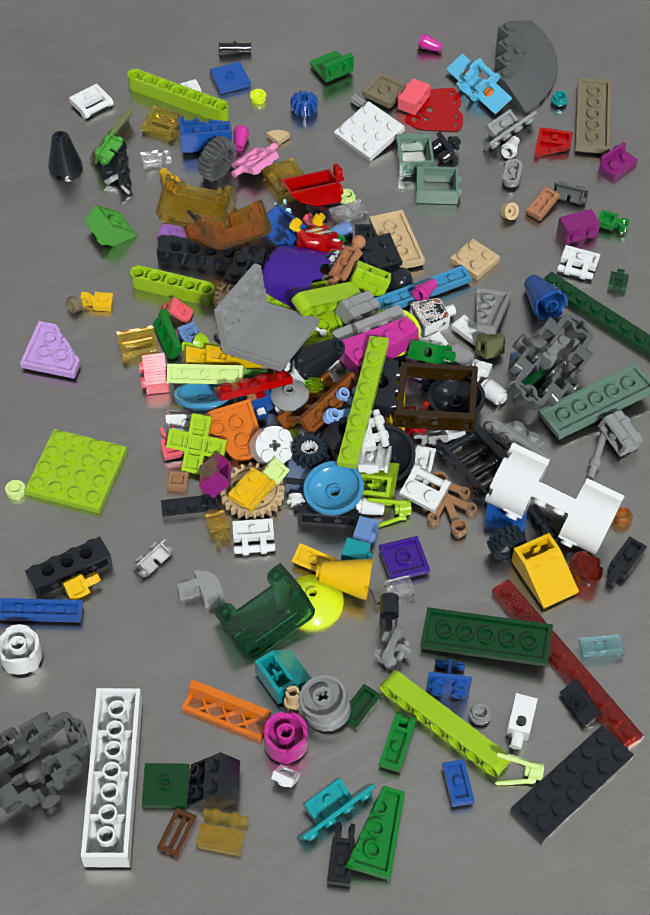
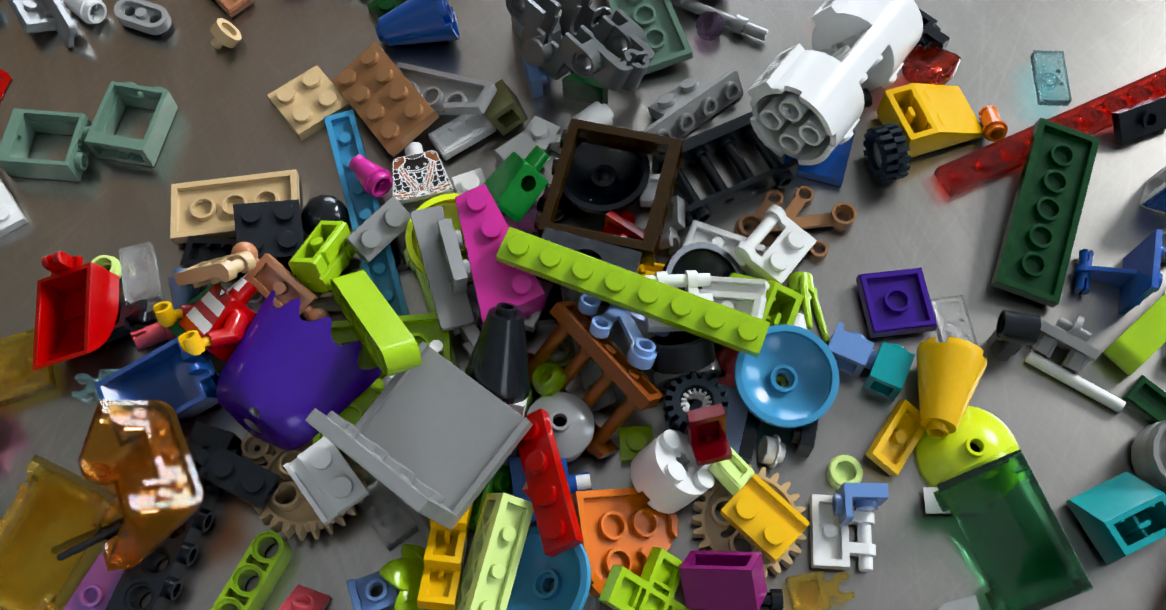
camera: 80 degrees left, 10 degrees up
(268, 528) = (862, 495): none -> medium blue bracket
(289, 449) = (708, 434): none -> dark red bracket
(290, 539) = (843, 469): none -> yellowish green tile
(346, 231) = (216, 270): none -> tan plate
(357, 307) = (397, 279): light grey brick -> none
(369, 661) = (1075, 381): none -> white bar
(389, 298) = (379, 229): none -> light grey plate
(448, 146) = (50, 90): black hips -> none
(481, 288) = (385, 99): none -> medium nougat plate
(545, 608) = (993, 127): none -> orange pin
(587, 446) = (710, 25): none -> clear purple plate

